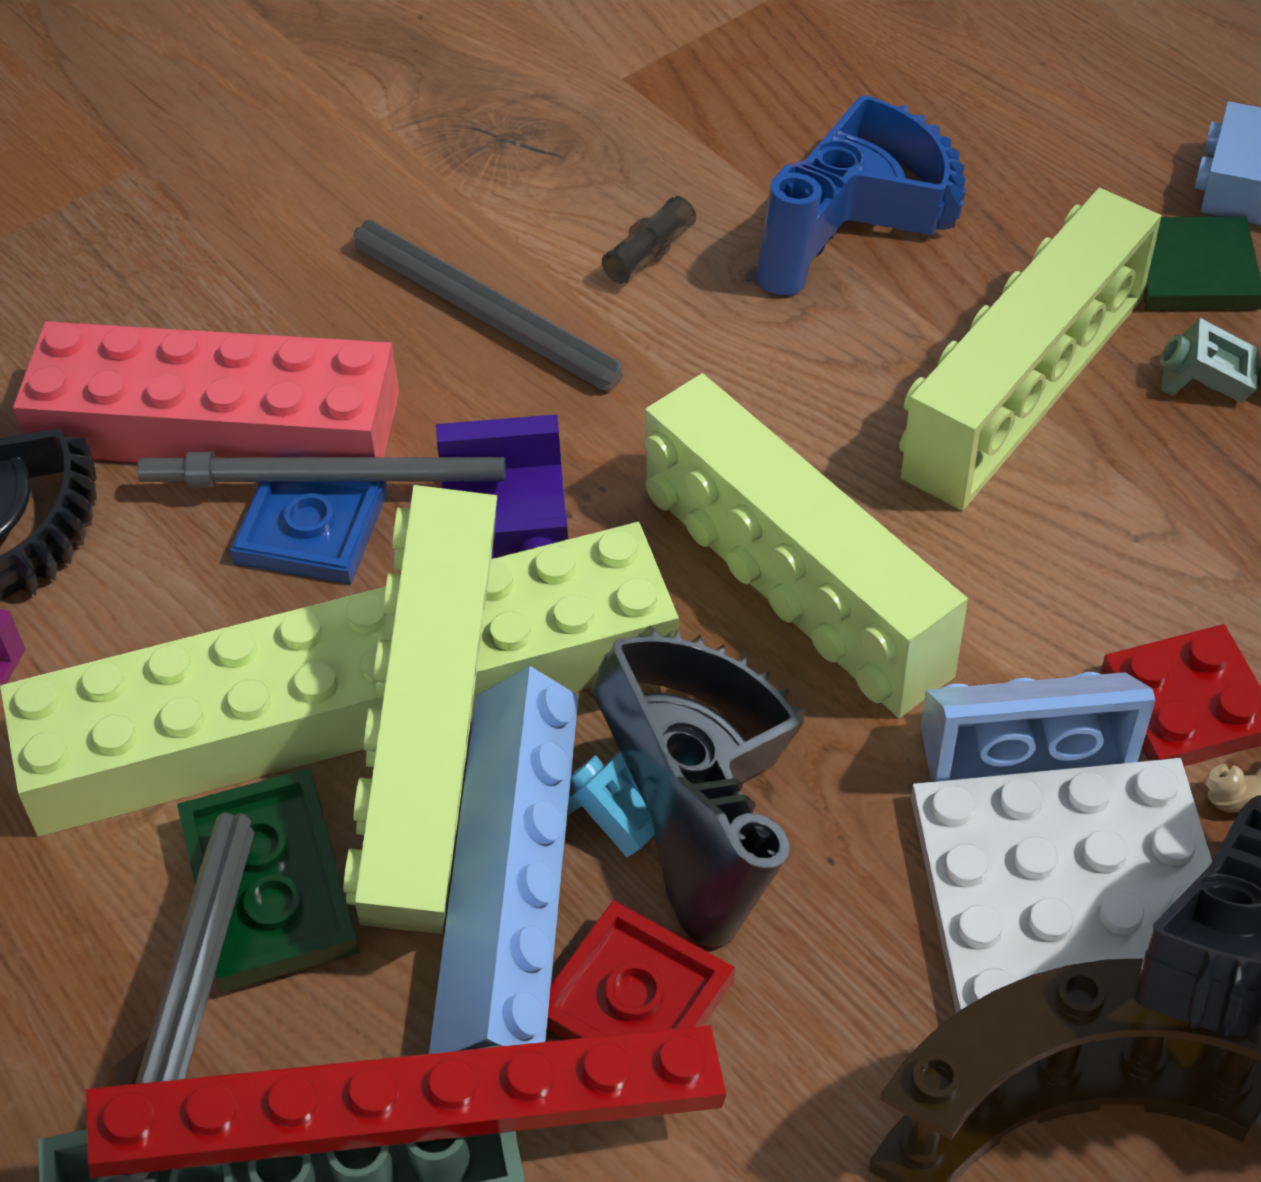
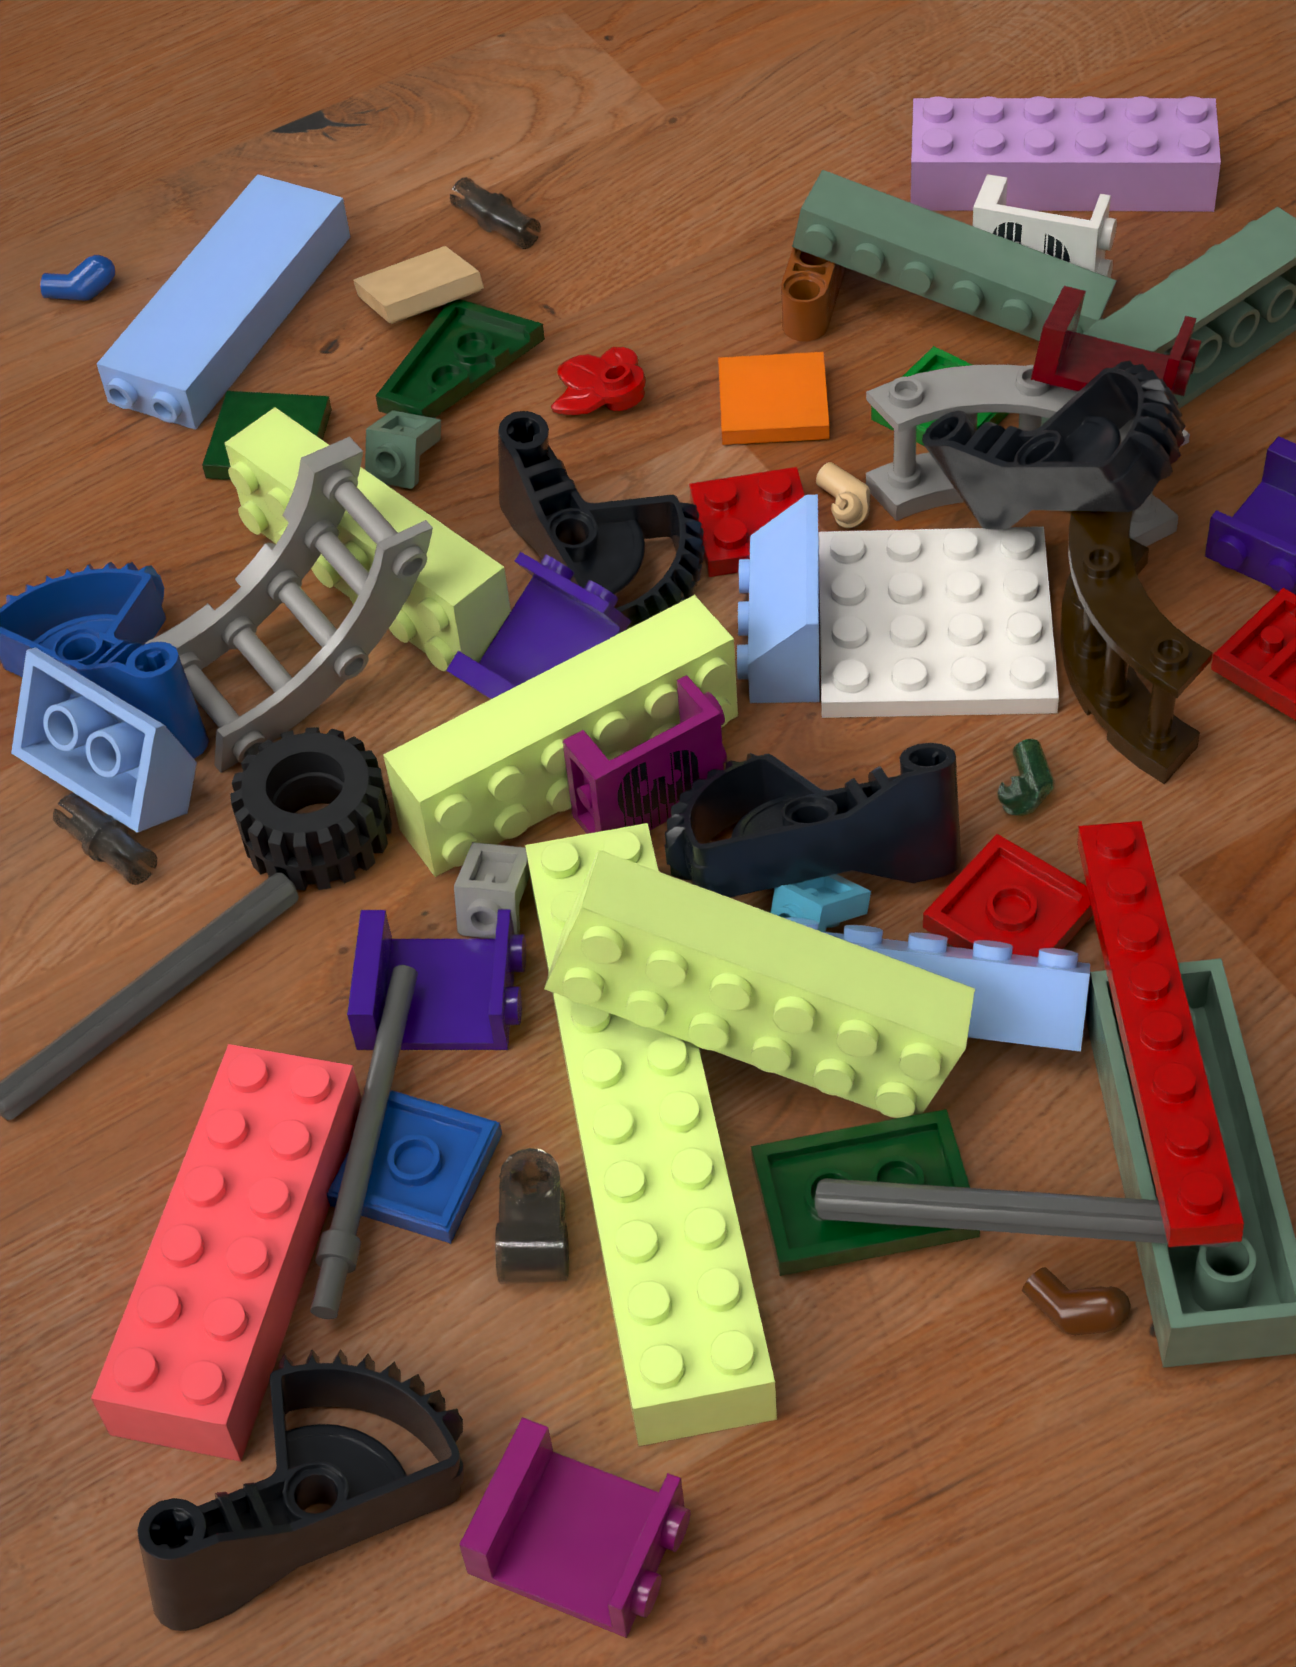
camera: 80 degrees left, 0 degrees up
(229, 597) = (531, 1226): none -> clear smoke piece
(614, 506) = (489, 881): none -> light grey bracket
(681, 339) = (303, 773): none -> black tyre
(731, 207) = (100, 746): none -> light blue slope
(738, 614) = (650, 777): none -> magenta panel
(831, 1014) = (1033, 783): none -> clear green arm
(933, 515) = (543, 629): none -> dark purple panel
(937, 281) = (320, 497): none -> light grey fence
(1142, 471) = (593, 539): none -> black arm

